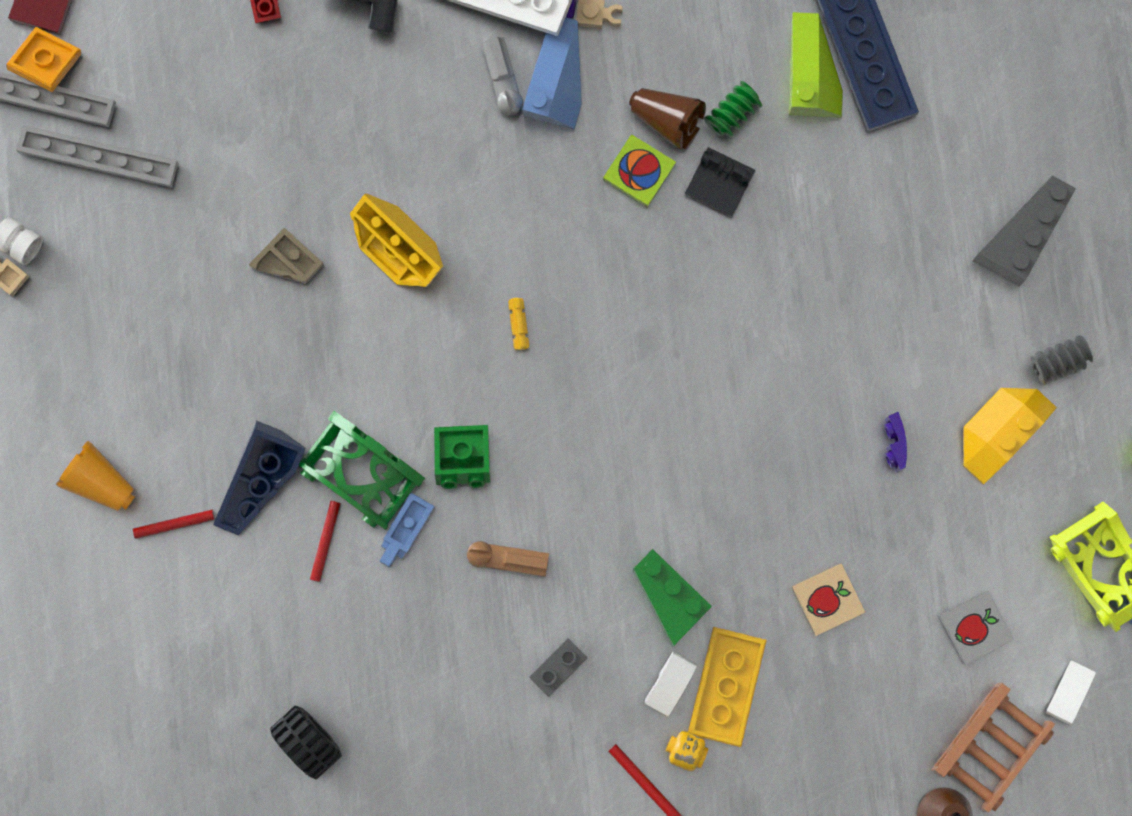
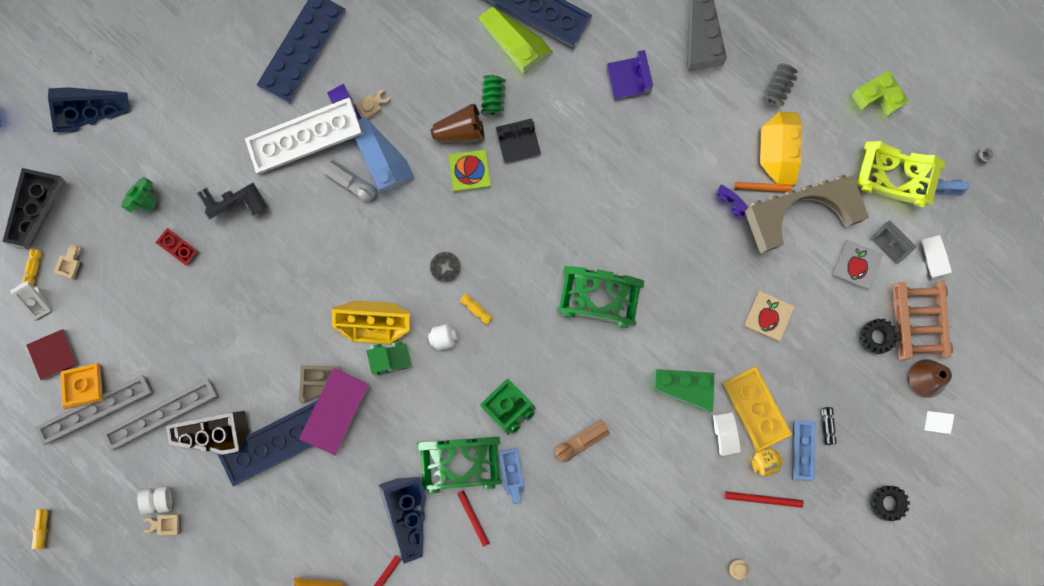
camera: 45 degrees left, 0 degrees up
(134, 223) = (215, 434): none -> dark brown wedge
(192, 287) = (268, 446): none -> dark blue plate
(276, 304) = (334, 411): none -> magenta tile
(377, 298) = (389, 360): none -> green brick
(457, 323) = (443, 337): none -> white head
(528, 240) = (442, 258): none -> clear smoke gear
(558, 667) = (660, 477): dark grey brick -> none
(699, 428) = (624, 283): none -> green fence
(739, 774) = (804, 450): none -> medium blue plate
(789, 772) = (829, 426): none -> black axle
(901, 213) = (630, 76): none -> dark purple bracket
(945, 455) = (762, 186): none -> orange bar
(946, 718) = (889, 331): none -> black tyre
(1020, 534) = (838, 195): none -> dark tan arch
(1036, 636) = (893, 242): none -> dark grey hinge

